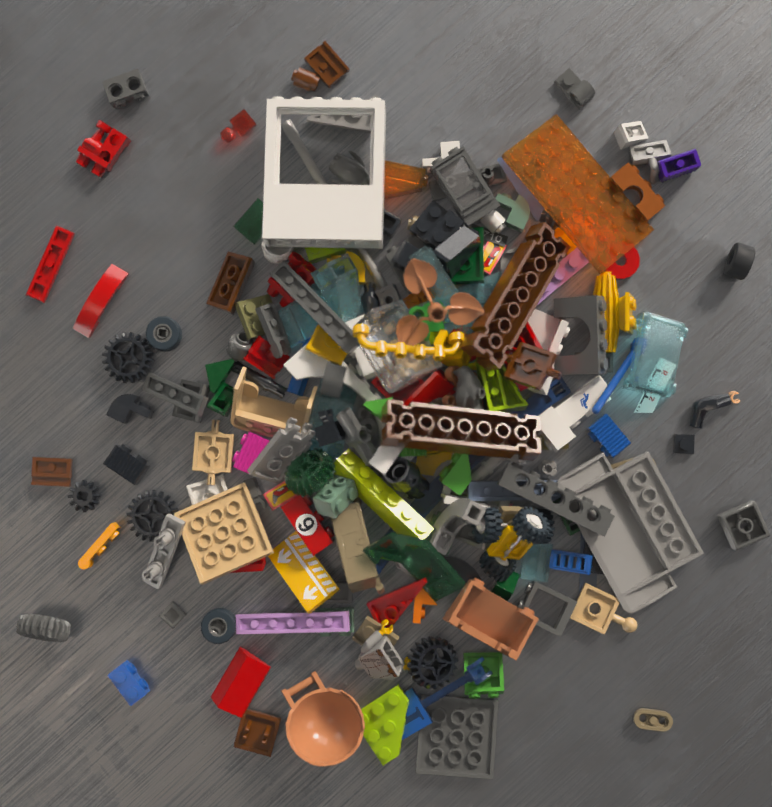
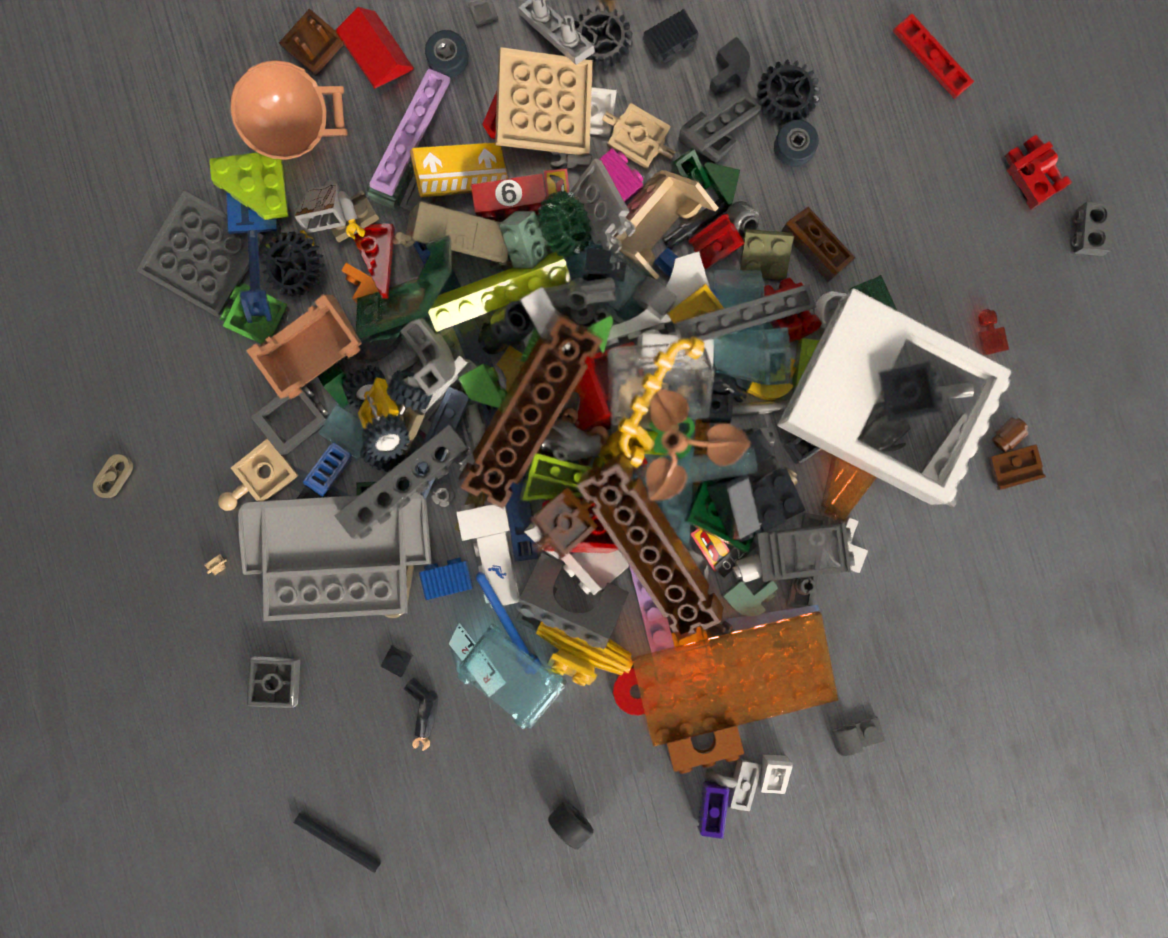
camera: 115 degrees right, 0 degrees up
(99, 300) = (868, 90): red slope -> none
(274, 330) = (743, 262): dark grey hinge -> none
(318, 162) = (910, 391): none -> black plate
(680, 610) = (216, 565): none -> tan plate

